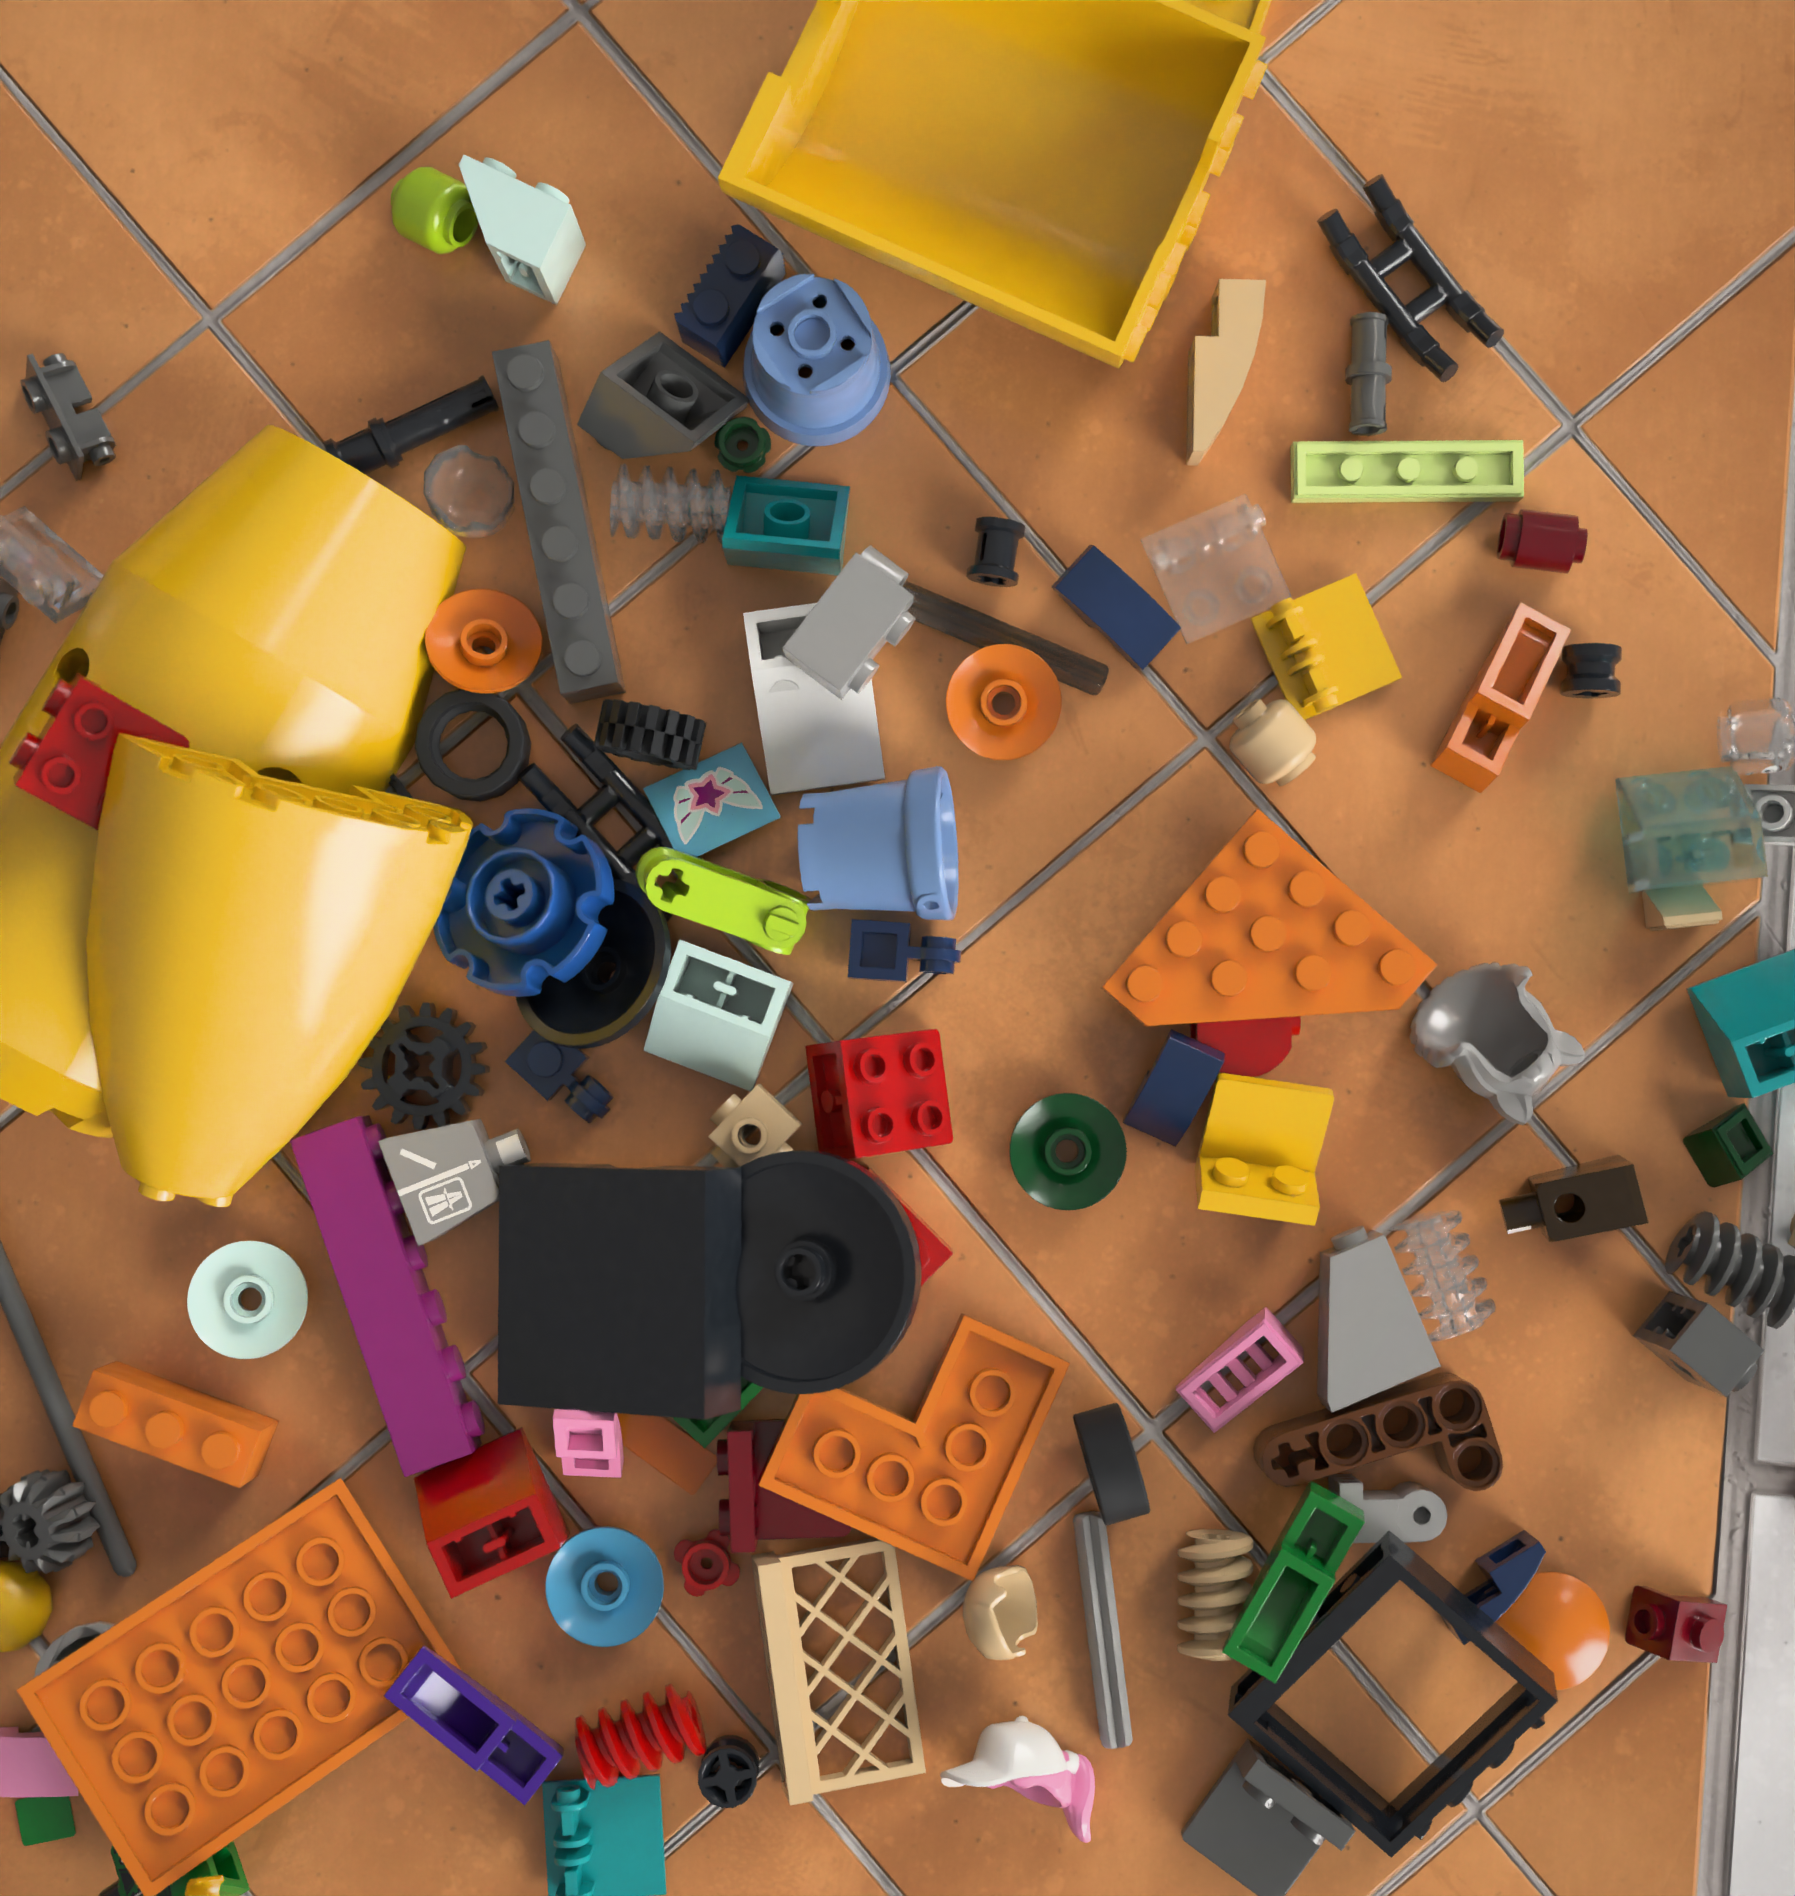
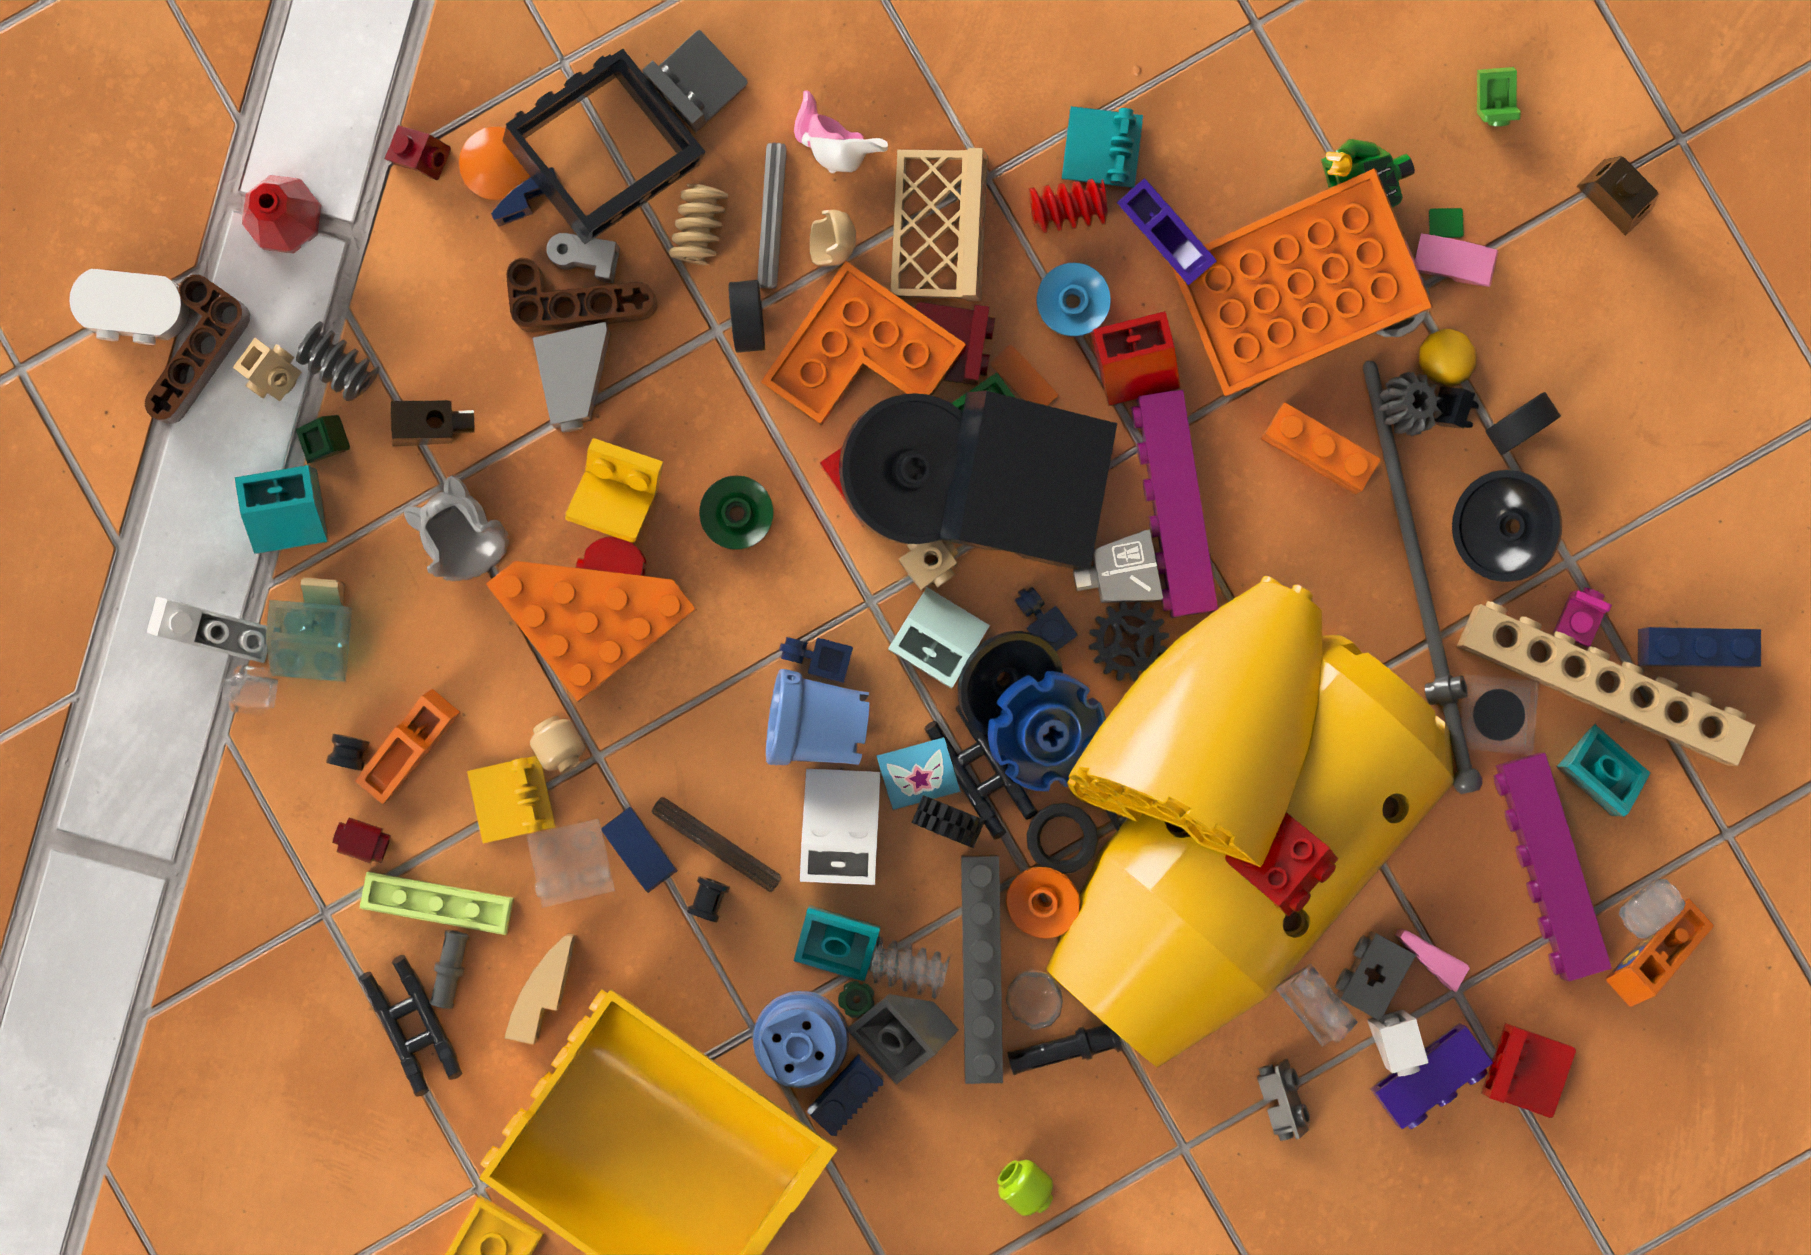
camera: 170 degrees left, 0 degrees up
(217, 1306) = (1266, 496): light aqua dish -> none
(524, 227) = (969, 1157): light aqua slope -> none
(588, 1443) = (1066, 388): bright pink slope -> none
(702, 1579) = (1001, 309): red plate -> none
(725, 899) = (920, 708): lime piece -> none
(728, 1785) = (1018, 165): black wheel -> none
(853, 624) = (806, 862): light grey hinge -> none
(879, 1094) = (847, 570): red bracket -> none
(1009, 671) = (716, 782): orange dish -> none
(1174, 1088) = (662, 539): dark blue slope -> none
(1244, 1339) = (661, 368): bright pink slope -> none
(1294, 1581) = (649, 225): green slope -> none
(1444, 1273) = (517, 393): clear piece -> none
(1700, 1344) = (370, 320): dark grey brick -> none

